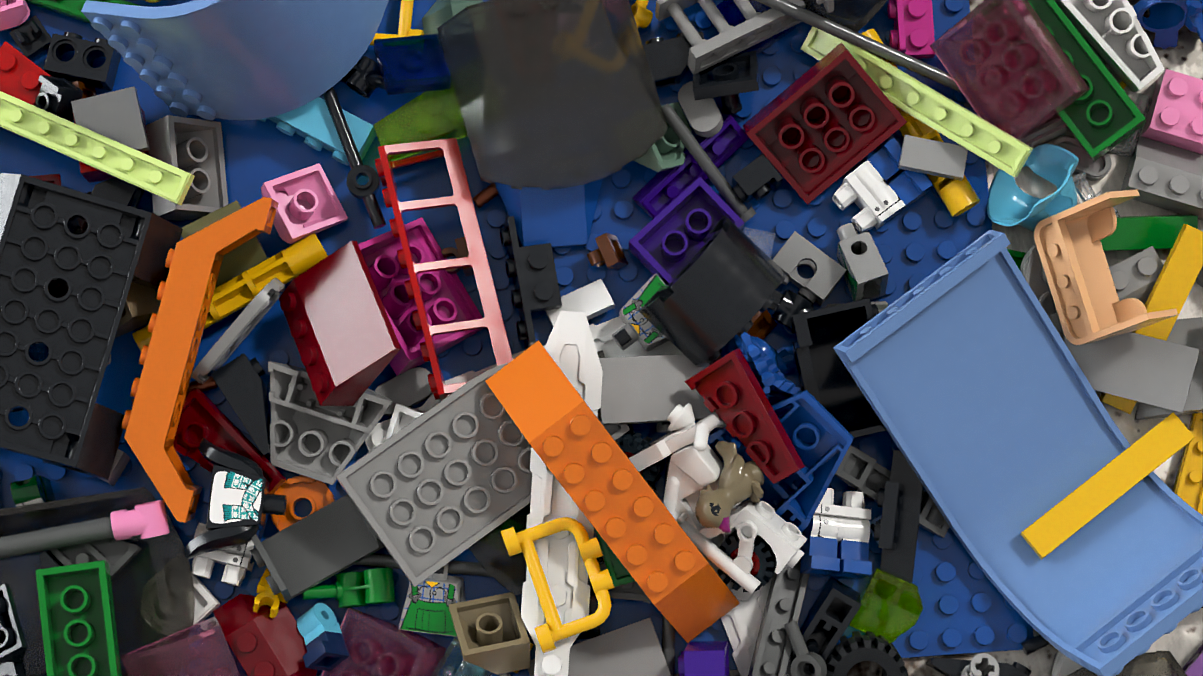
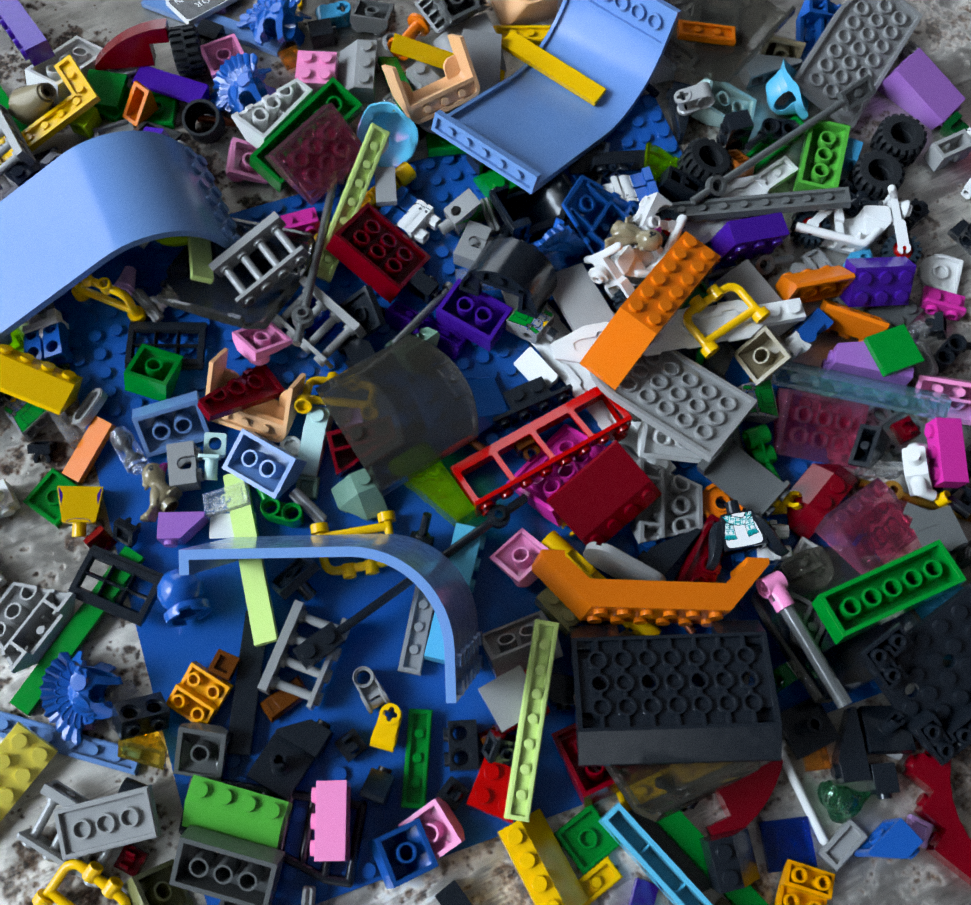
camera: 110 degrees left, 10 degrees down
(322, 638) = (800, 463): leg -> none
(412, 64) = (408, 504): clear blue tile -> none
(608, 252) = (497, 360): reddish brown tile -> none
(701, 114) = (394, 324): light grey tile -> none
(741, 403) = (581, 238): dark red wing -> none

